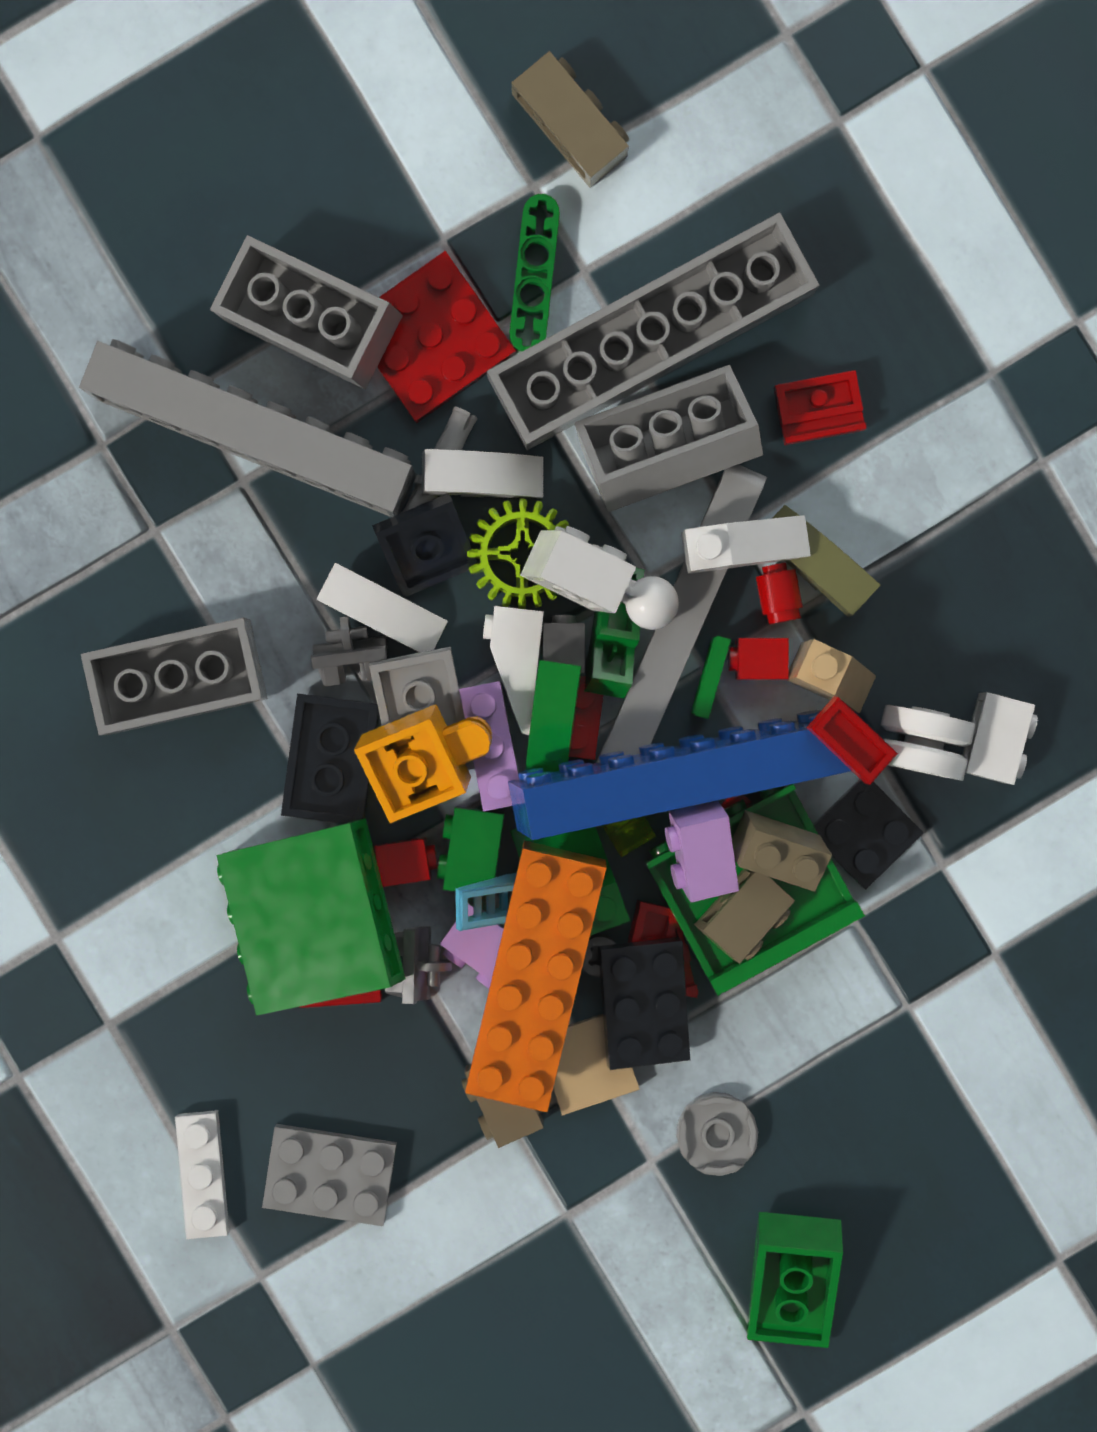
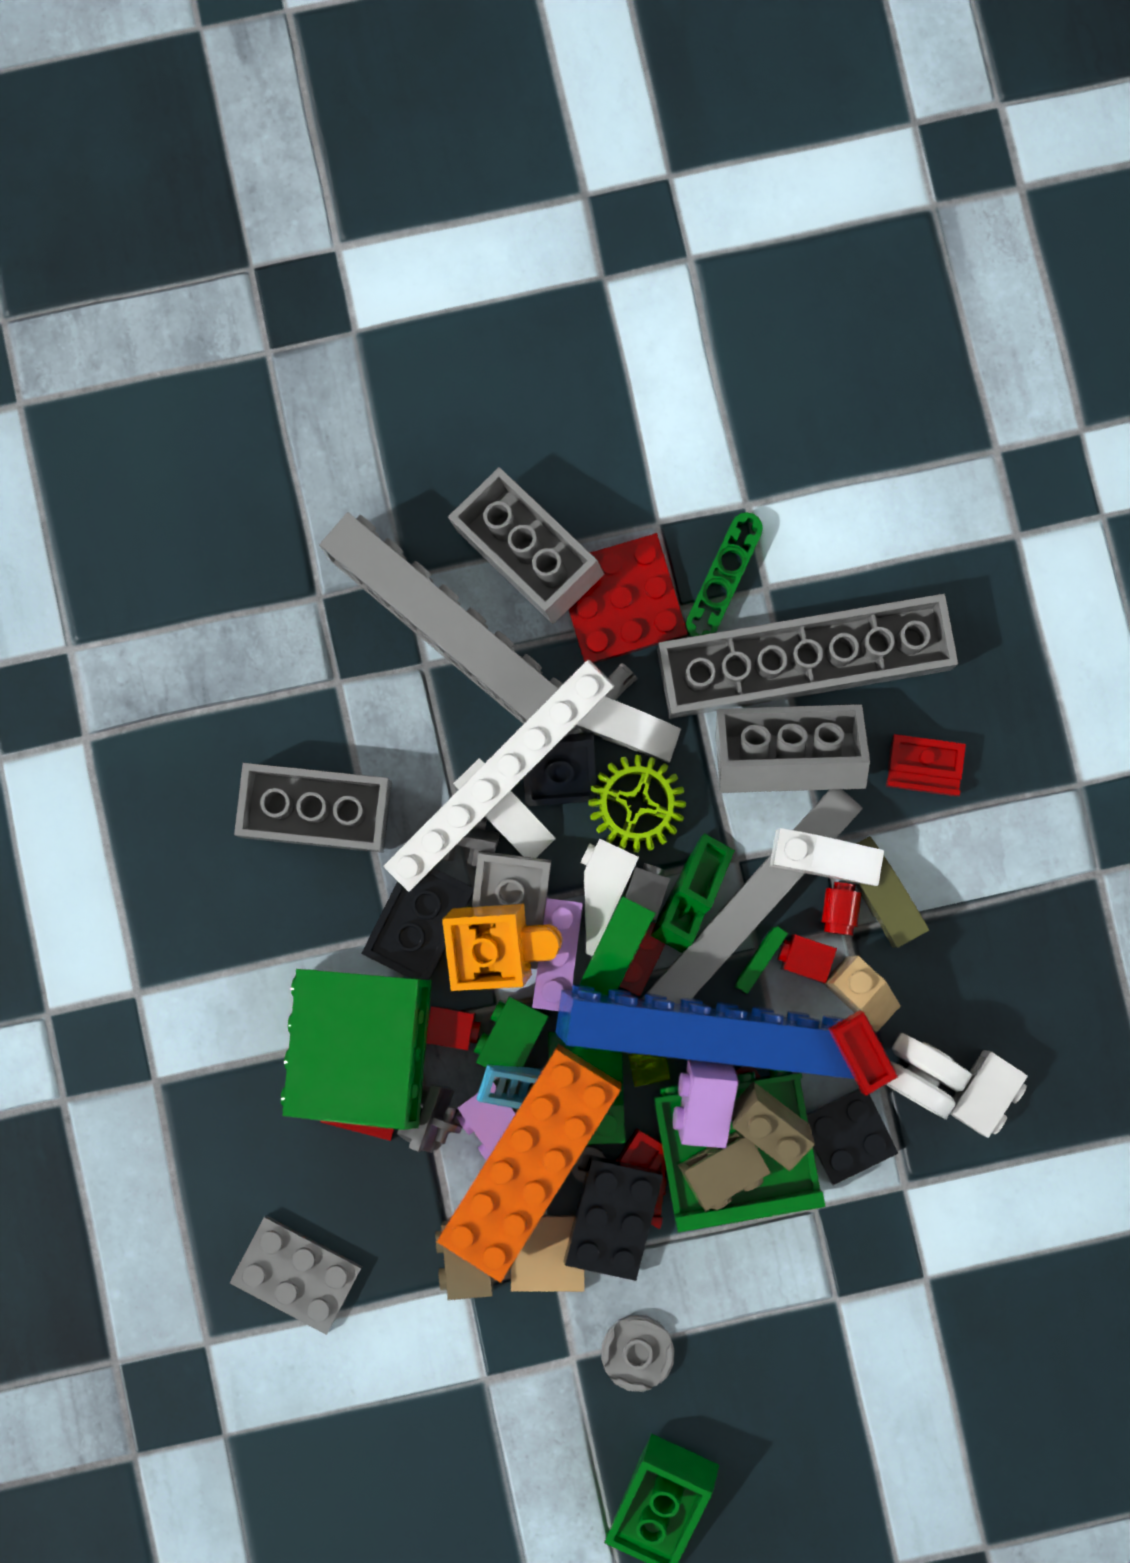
camera: 20 degrees right, 5 degrees down
(202, 1174) = (188, 1237): white plate -> none
(363, 573) = (498, 775): none -> white plate
(571, 118) = (796, 460): dark tan brick -> none
(598, 578) = (694, 844): white brick -> none

